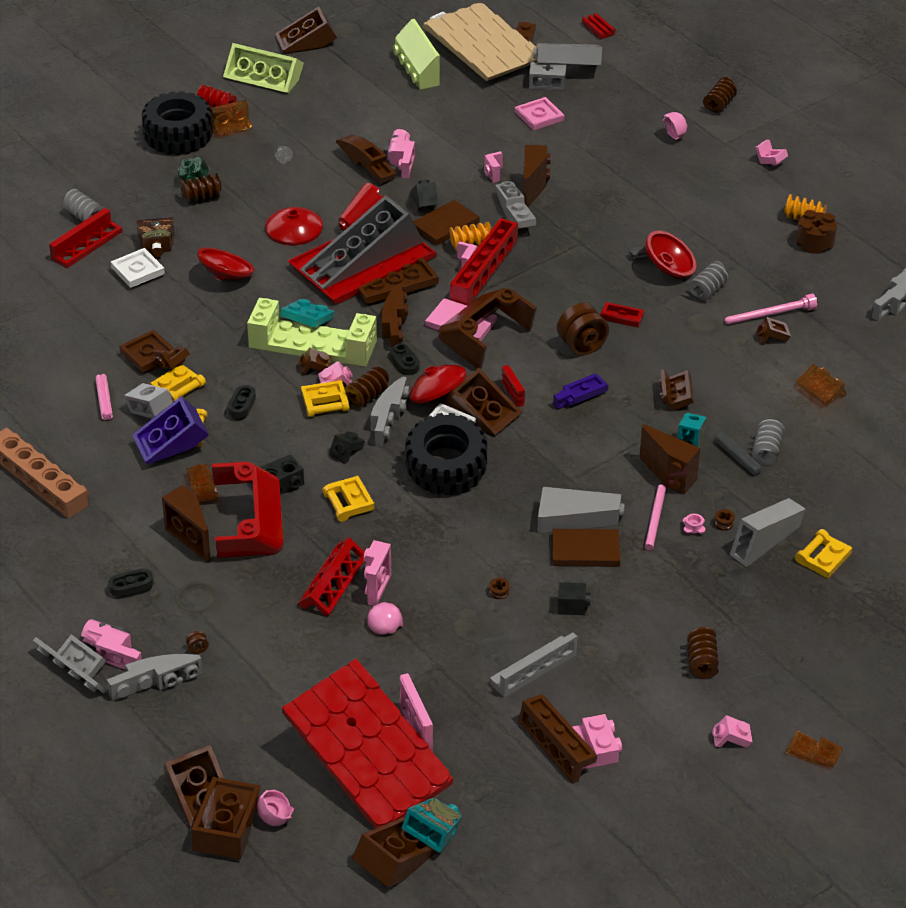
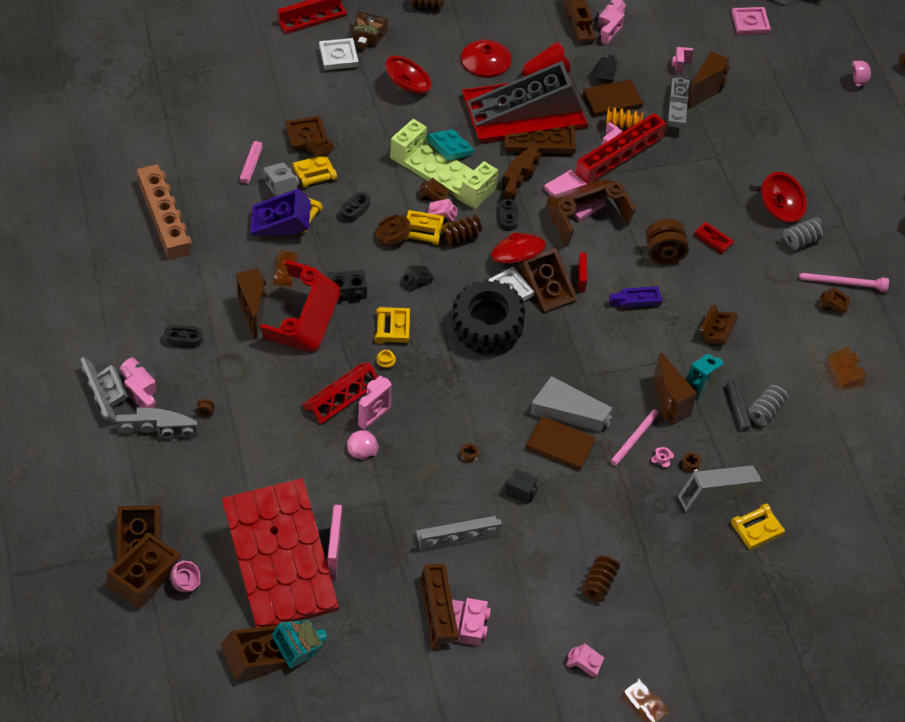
camera: 20 degrees right, 10 degrees up
(296, 410) = (393, 230): none -> reddish brown tile
(360, 531) = (385, 359): none -> yellow plate
(388, 409) = (468, 255): light grey slope -> none

